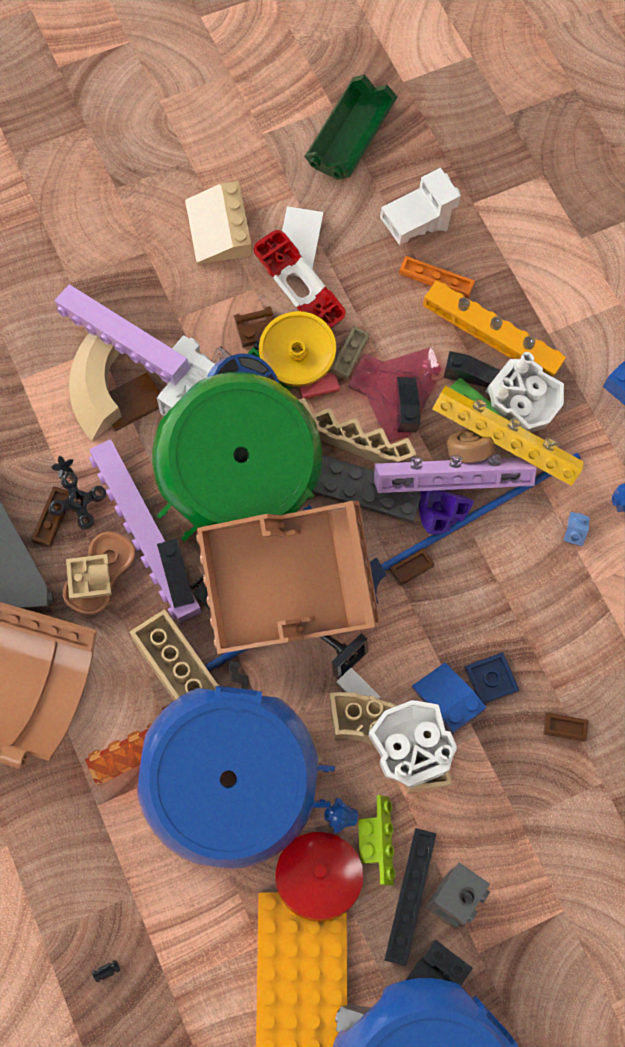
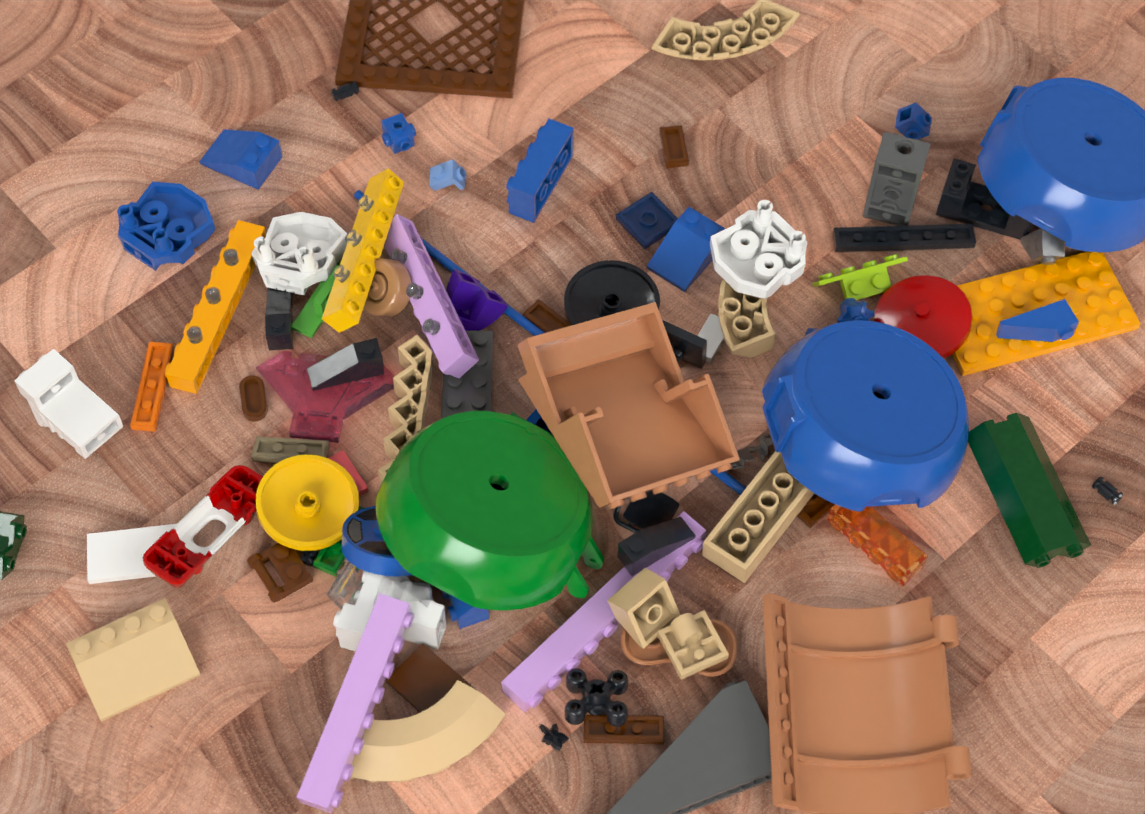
camera: 105 degrees left, 10 degrees down
(125, 895) = (1027, 490): none -> dark green panel
(127, 548) = (644, 606): none -> tan slope
(274, 985) = (1041, 324): none -> blue slope
(405, 340) = (253, 398): none -> reddish brown tile
(411, 616) = (606, 290): none -> black dish
(533, 955) = (913, 121): none -> blue brick
(558, 597) = (540, 170): none -> blue brick
(571, 300) = (156, 237): none -> blue brick

